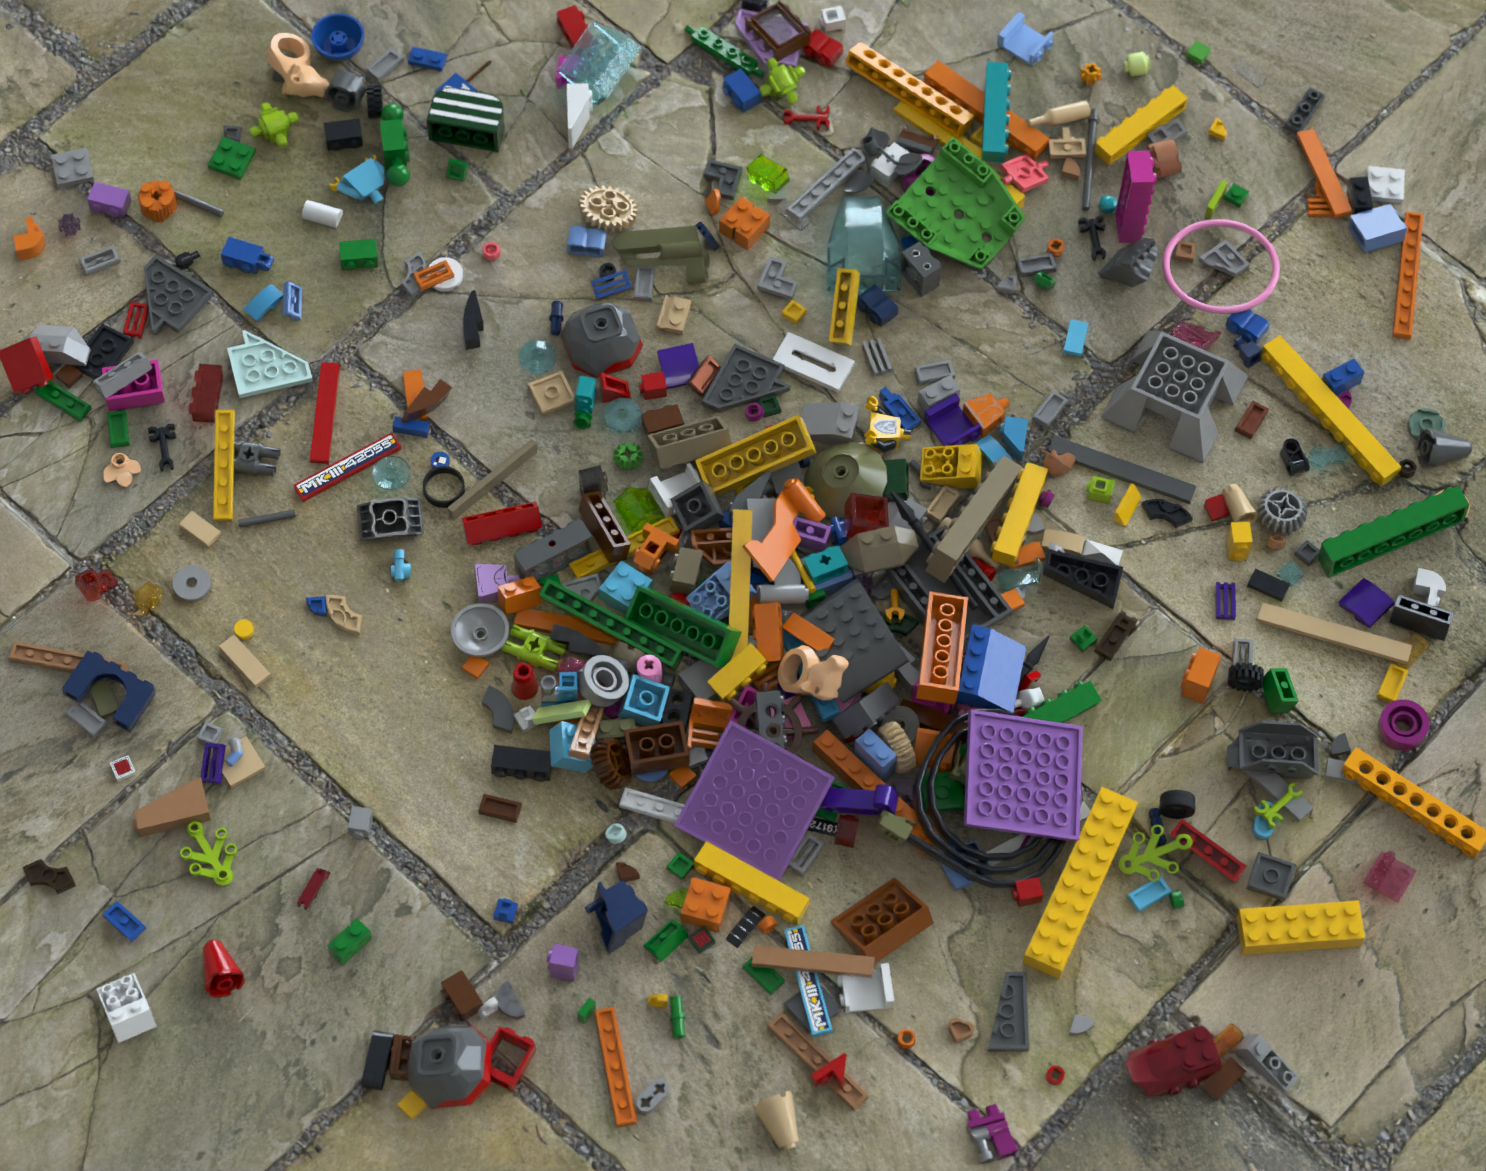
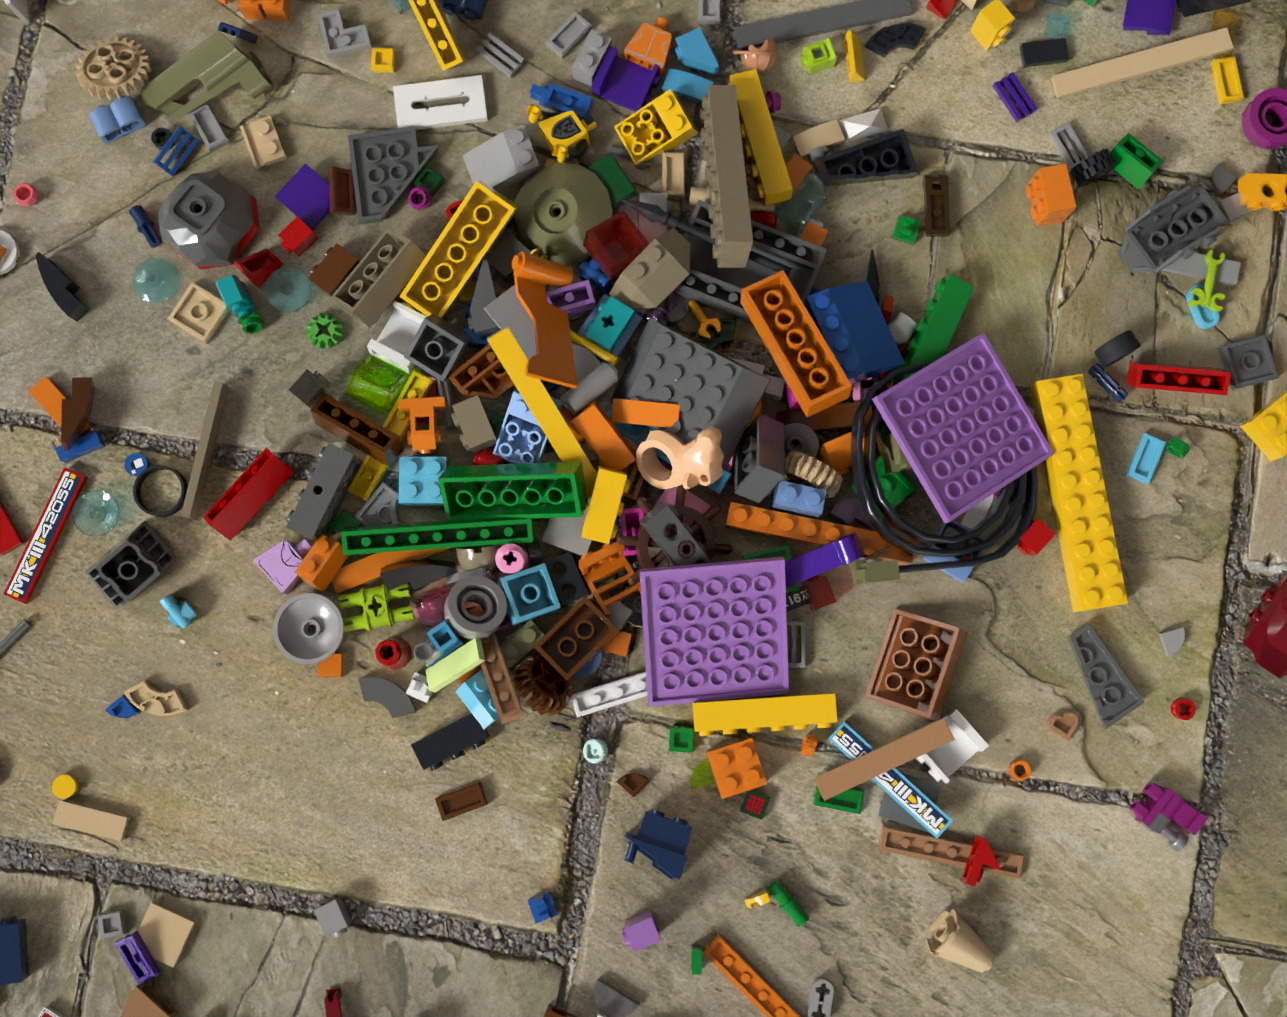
camera: 30 degrees left, 20 degrees up
(236, 749) = (151, 928): arm -> none
(666, 940) = (720, 827): green slope -> none
(745, 926) = (786, 758): black sticker -> none
(815, 598) = (622, 361): green tile -> none
(1152, 854) = (1130, 419): lime plant -> none

